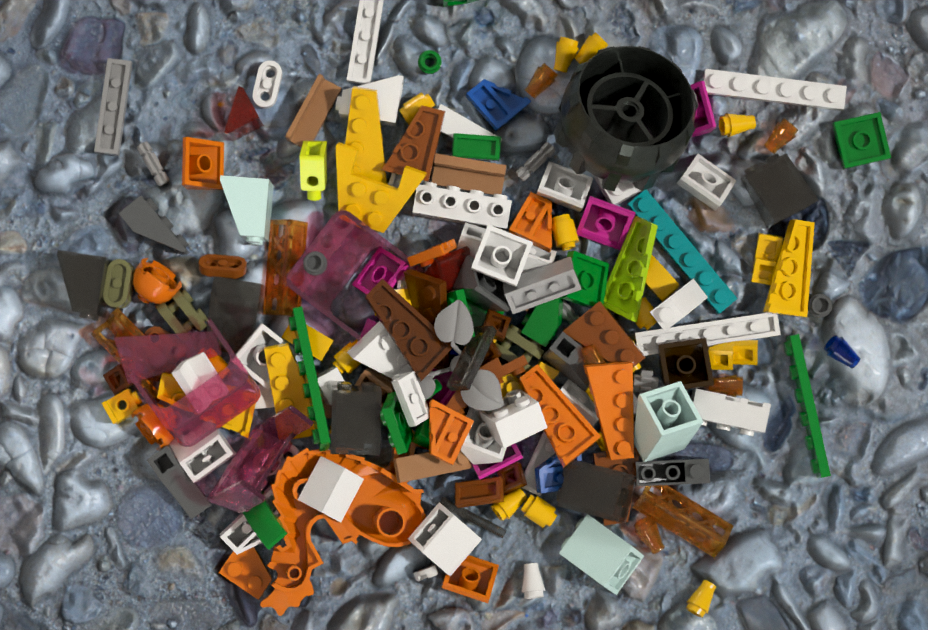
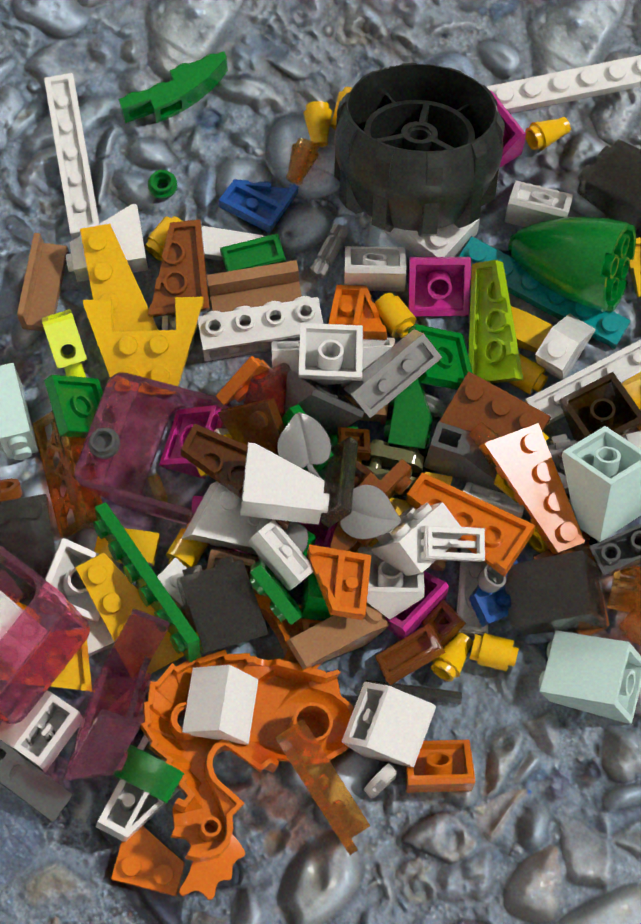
camera: 15 degrees left, 15 degrees down
(305, 220) = (73, 403): none -> green plate
(343, 303) = (157, 488): none -> clear yellow tile
(382, 566) = (323, 783): none -> clear orange fence
(425, 354) = (280, 489): none -> white slope
(516, 428) = (429, 543): none -> white tile
(532, 582) = (521, 745): white cone -> none
(553, 464) = (490, 580): none -> light grey hinge
(715, 239) = (578, 258): none -> green cylinder
(780, 136) = (603, 128): clear orange cone -> none

